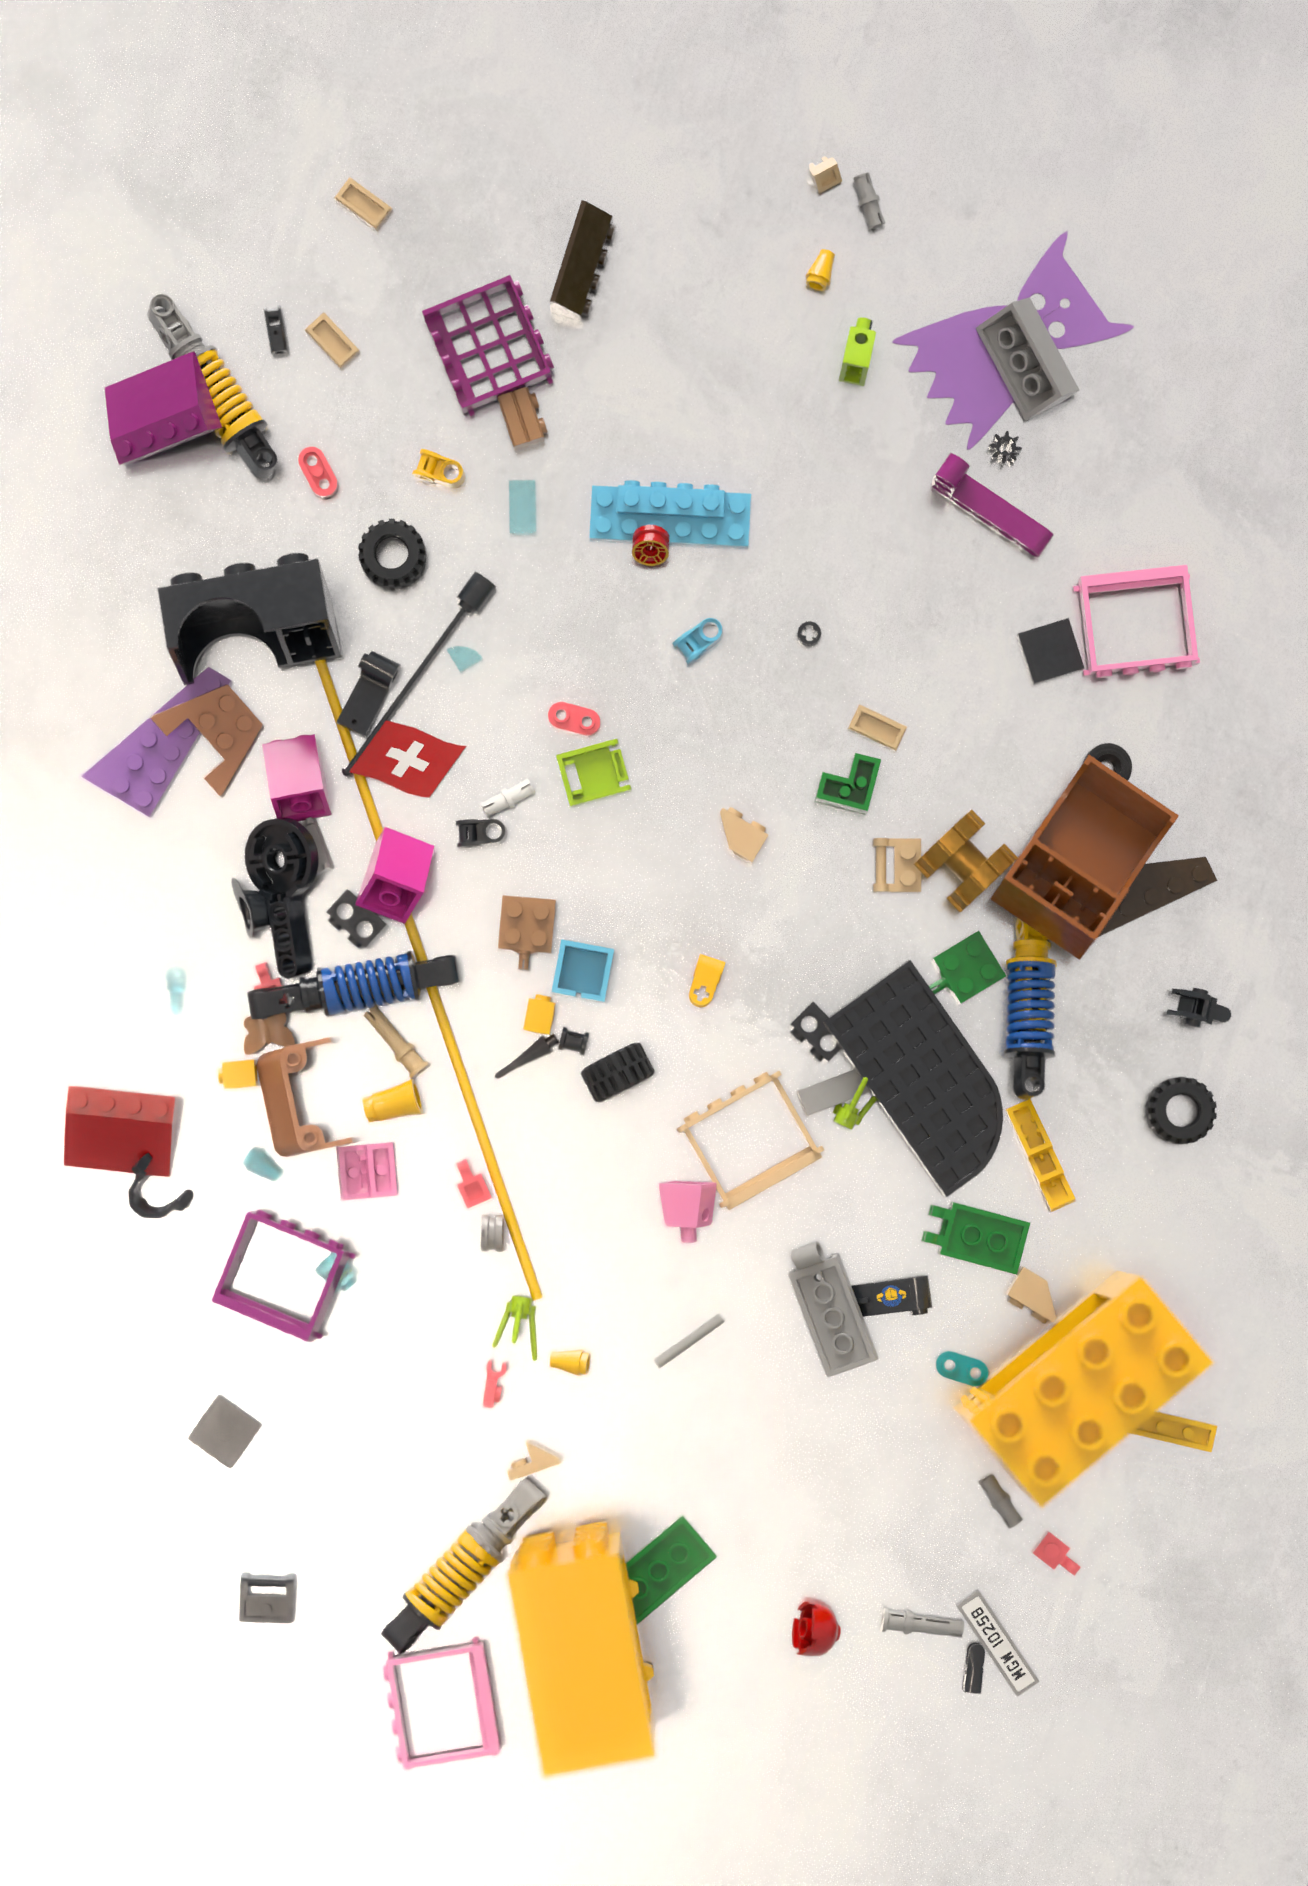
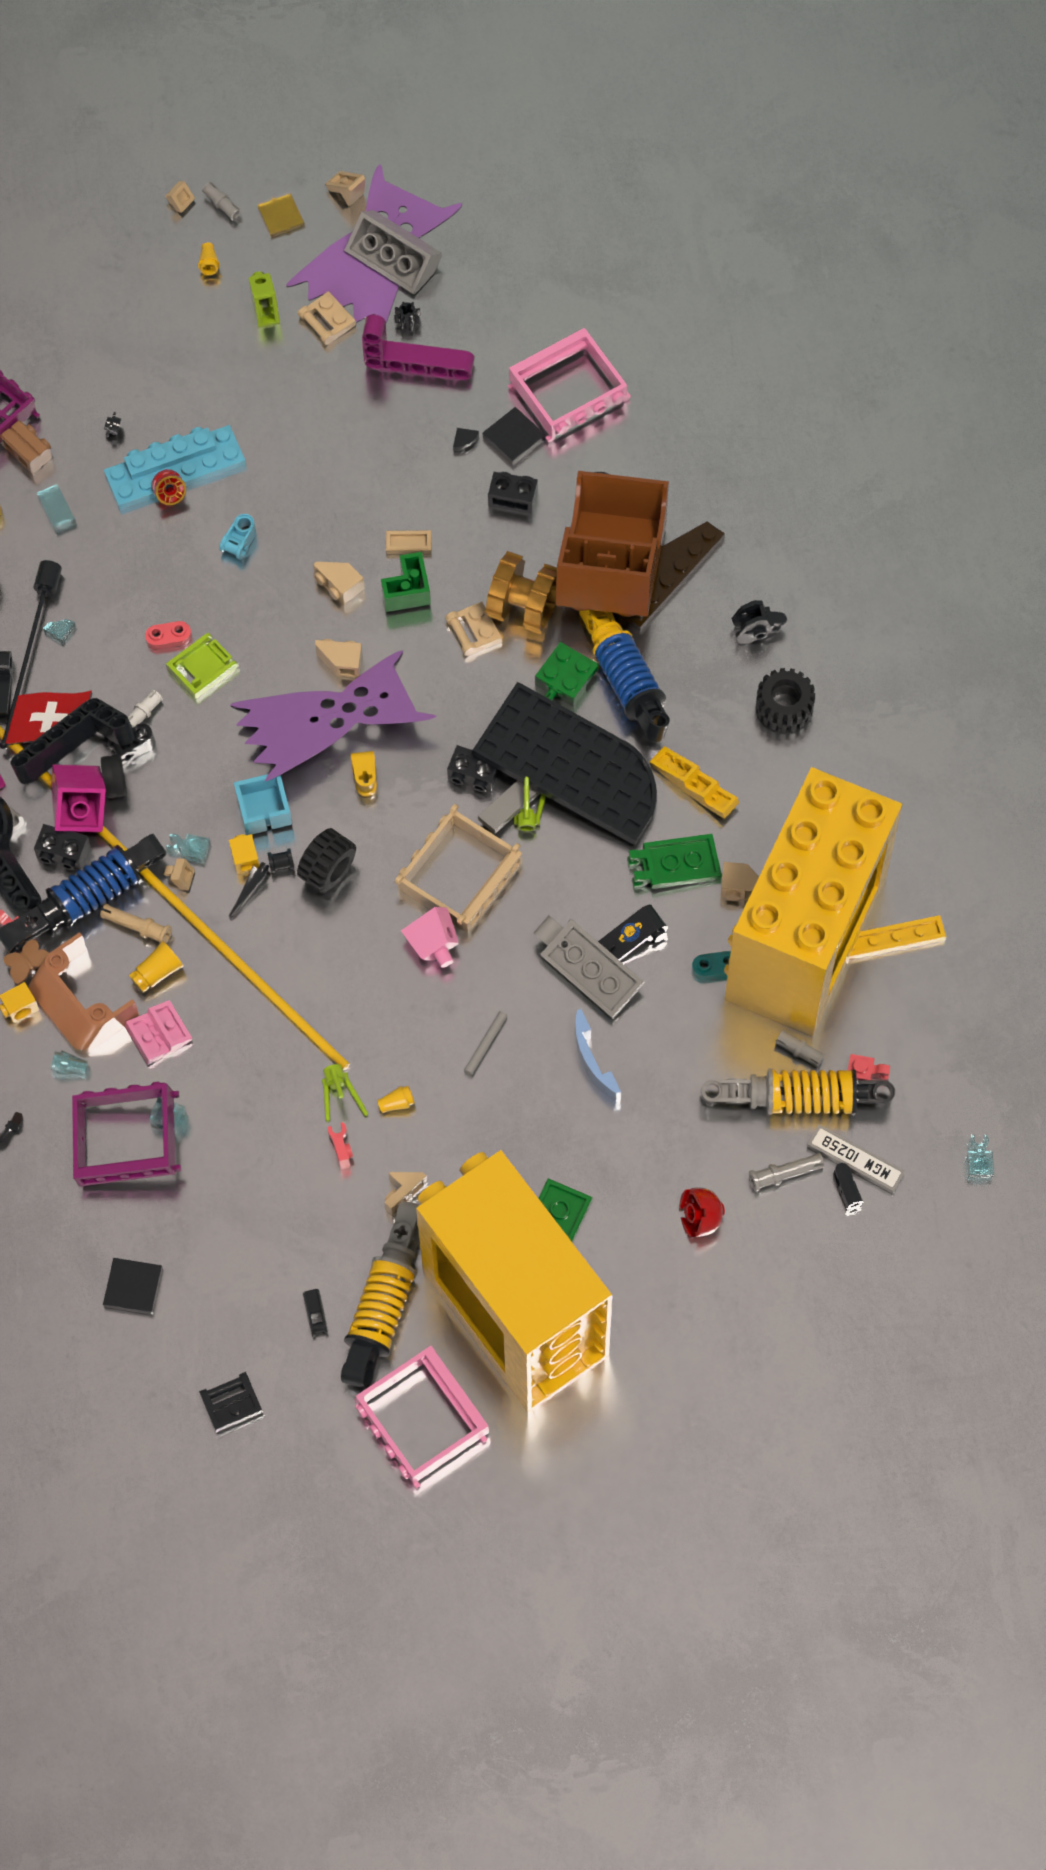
camera: 25 degrees left, 20 degrees down
(390, 1542) = (314, 1310): none -> black bar
(419, 800) = (69, 734): none -> black beam
(443, 866) = (113, 776): none -> black tyre
(465, 1008) = (180, 874): none -> tan tile
(472, 1188) = (250, 1004): coral plate -> none
(491, 980) = (192, 848): none -> clear light blue plate
(492, 1233) = (283, 1028): light grey wheel -> none
(526, 926) = (202, 794): medium nougat plate -> none
(581, 262) = (22, 323): dark brown slope -> none
(625, 435) = (112, 425): none -> black plate
(652, 918) = (286, 724): none -> medium lavender piece
(783, 742) = (340, 580): none -> tan slope
(790, 1378) = (606, 1081): none -> light blue slope
(802, 638) = (318, 505): black bush -> none
(925, 406) = (332, 314): none -> tan plate
(927, 247) = (281, 215): none -> clear yellow piece
(975, 1550) = (800, 1089): none -> piece
(995, 630) = (464, 438): none -> black tile
(1011, 729) = (511, 497): none -> black brick
(1014, 246) = (348, 184): none -> tan slope
(1118, 1707) = (980, 1161): none -> clear light blue plate

